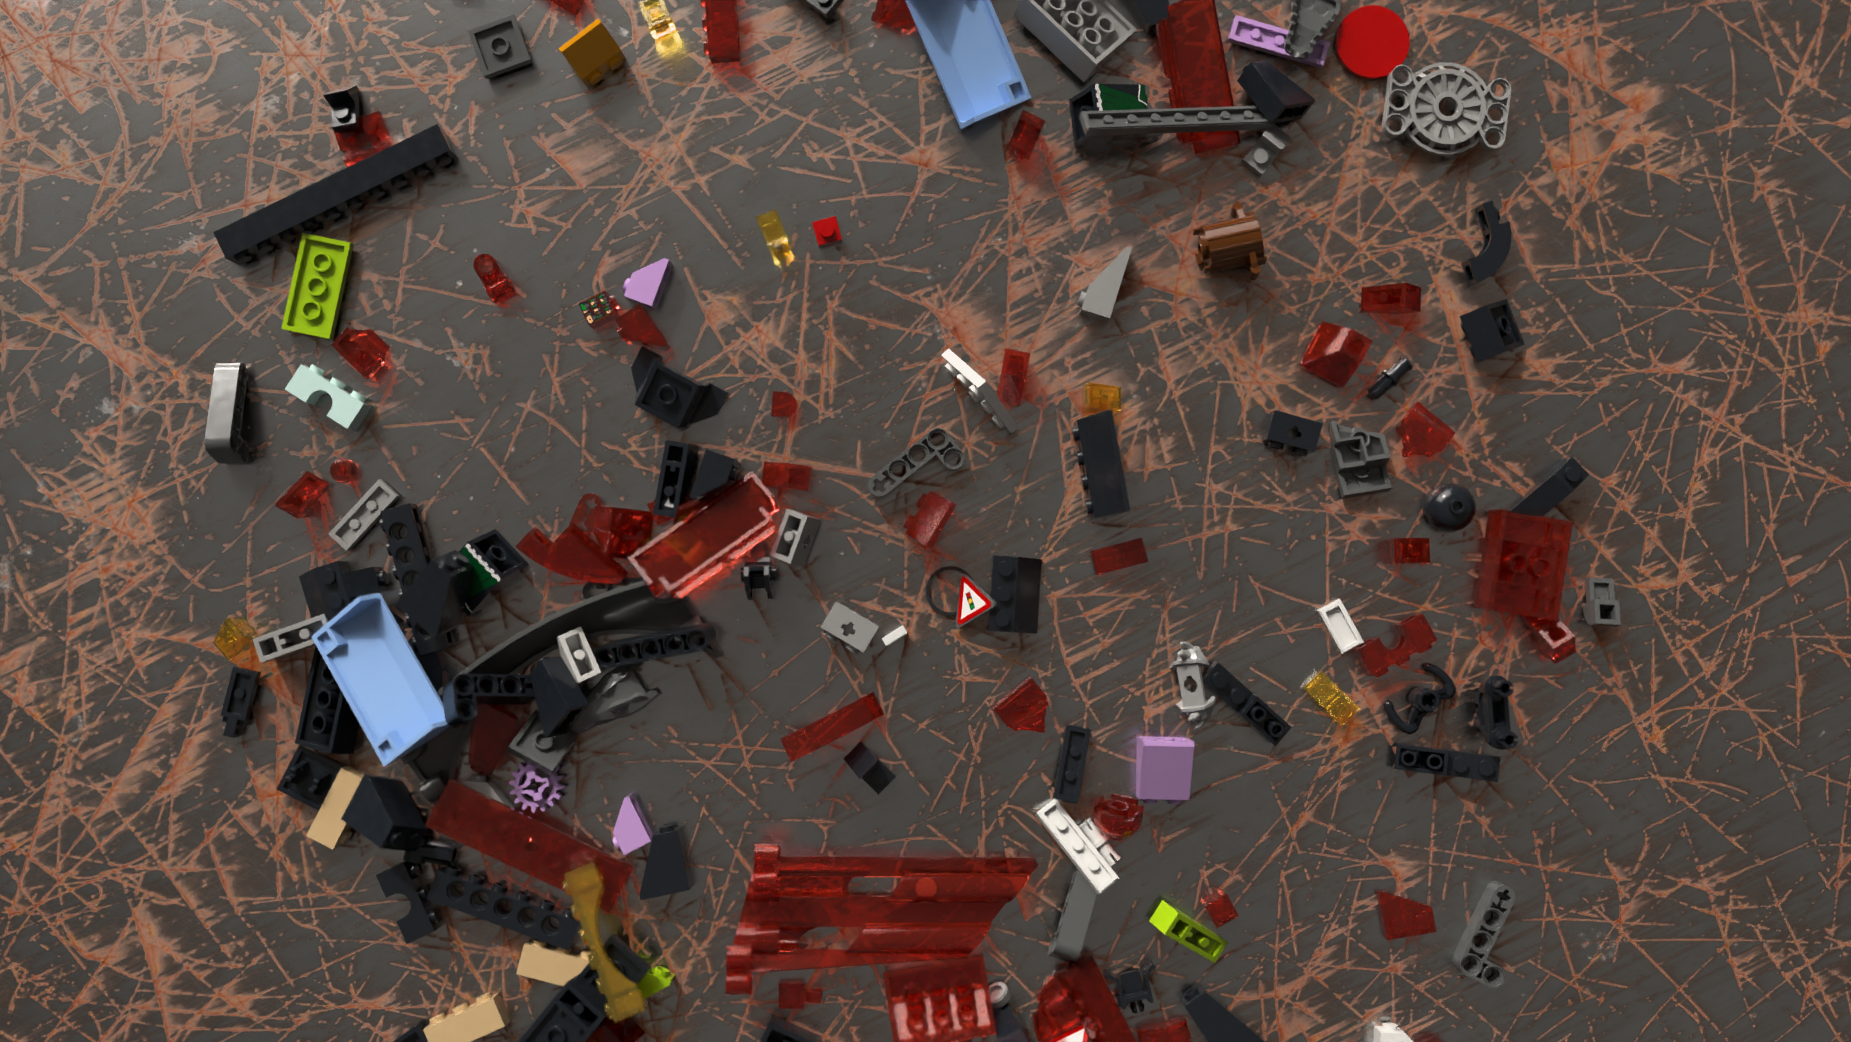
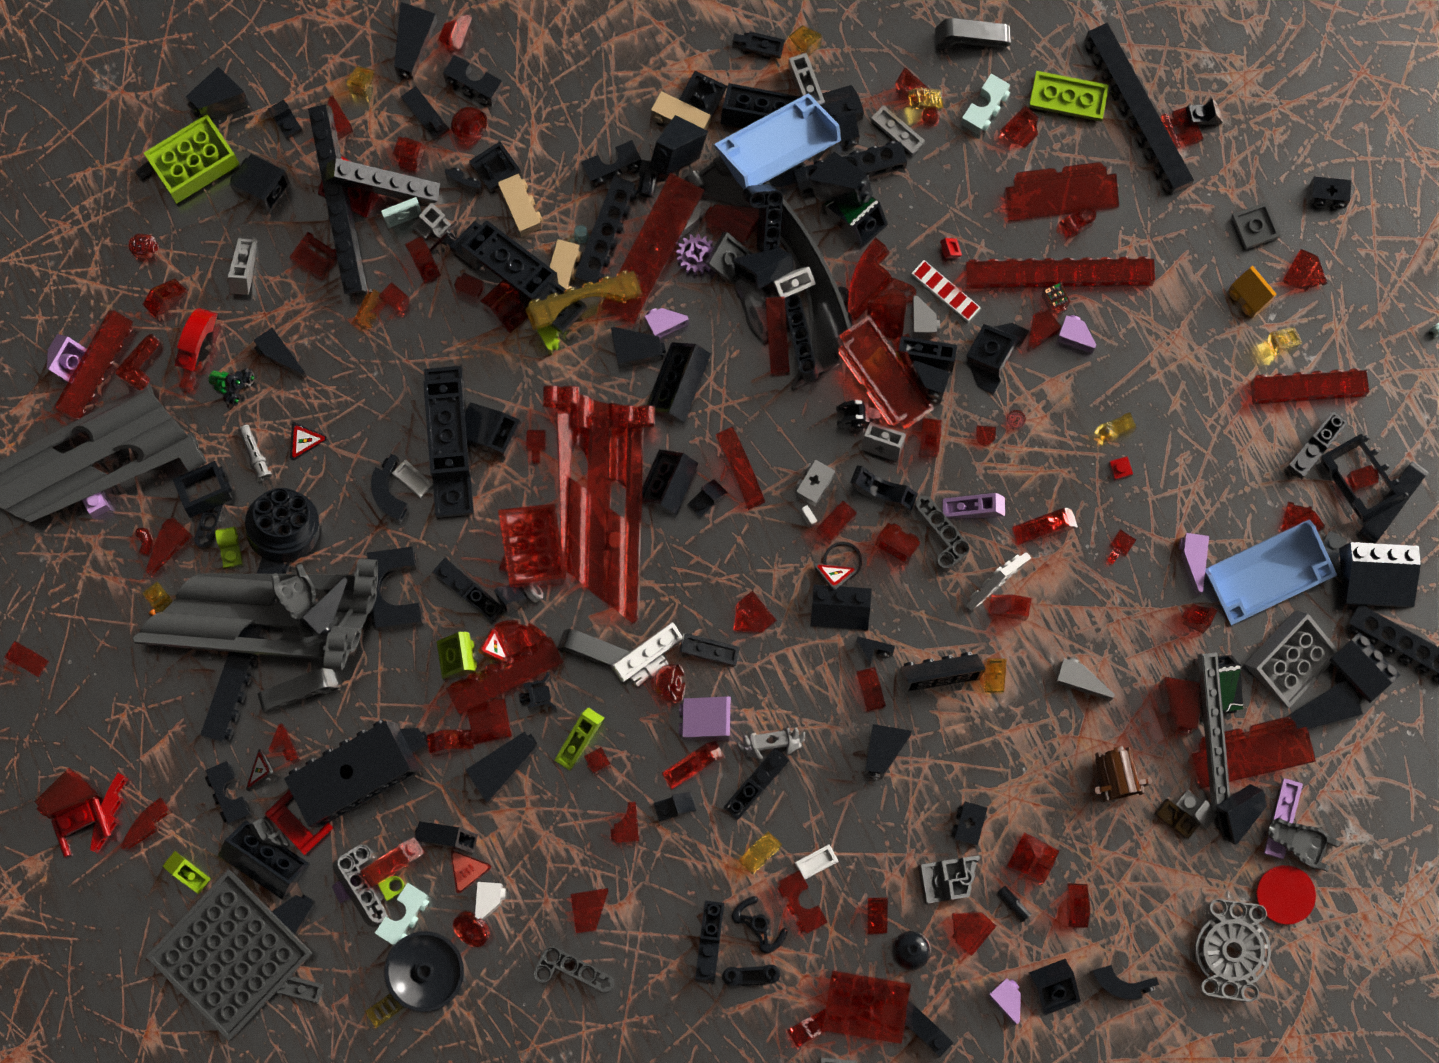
camera: 90 degrees right, 10 degrees down
(319, 491) = (915, 98): none -> clear yellow slope
(454, 306) = (1061, 193): none -> clear red slope
(507, 940) = (581, 234): none -> clear light blue piece
(529, 446) = (950, 248): none -> red plate
(563, 295) = (1069, 272): none -> clear red brick
(588, 453) = (946, 291): none -> tile
(628, 483) = (923, 320): none -> light grey slope
(649, 677) = (777, 335): none -> clear red tile
(712, 807) = (678, 381): none -> black slope
(762, 365) = (1015, 419): none -> clear red tile
(848, 820) = (668, 481): none -> black slope
(859, 538) = (883, 491): none -> black arch
(880, 421) = (974, 506): none -> lavender slope
(902, 599) = (836, 522): none -> clear red brick
(906, 330) = (1045, 526): none -> clear red slope
(928, 233) = (1121, 544): none -> clear red plate
(944, 140) = (1194, 556): none -> lavender slope
(1066, 558) = (868, 647): none -> black slope
(1141, 160) = (1181, 704): none -> clear red slope
(1203, 540) = (883, 748): none -> black slope
(1220, 783) = (693, 764): none -> clear red slope
(1273, 806) = (674, 806): none -> black slope
(1279, 173) = (1177, 819): none -> dark brown slope
(1305, 867) = (627, 829): none -> clear red arch
(1508, 389) = (1008, 999): none -> lavender slope

